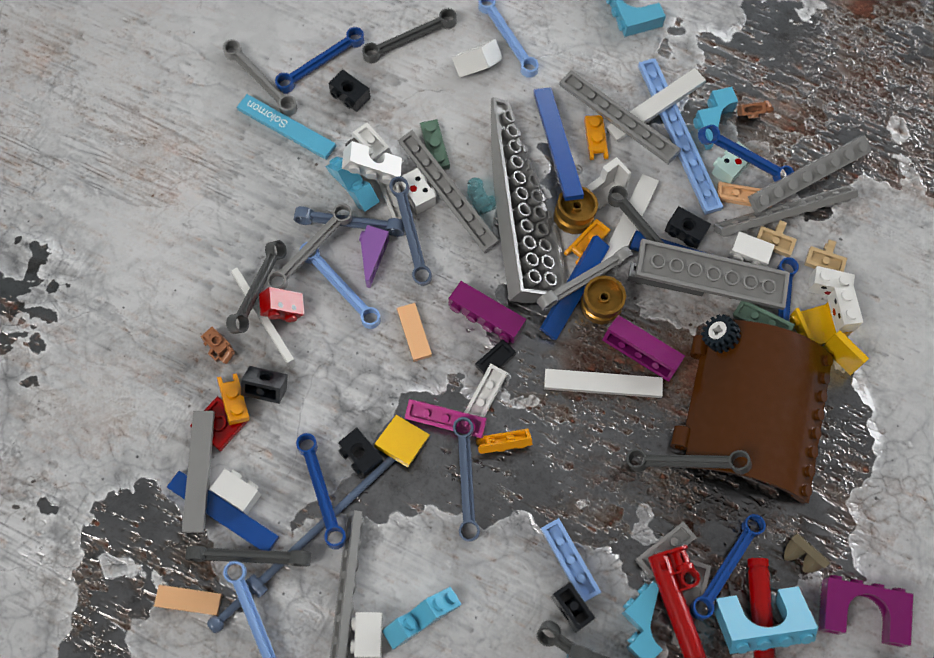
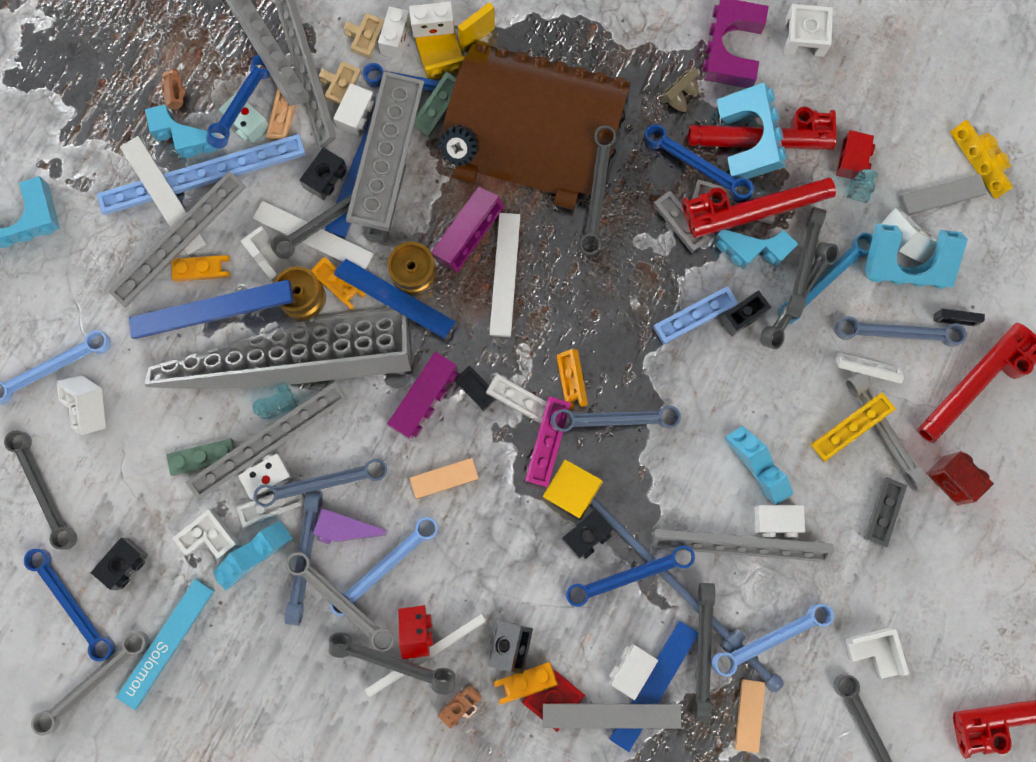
camera: 90 degrees left, 10 degrees up
(357, 161) = (233, 545): white arch -> none
(551, 297) = (412, 319): light grey piece -> none

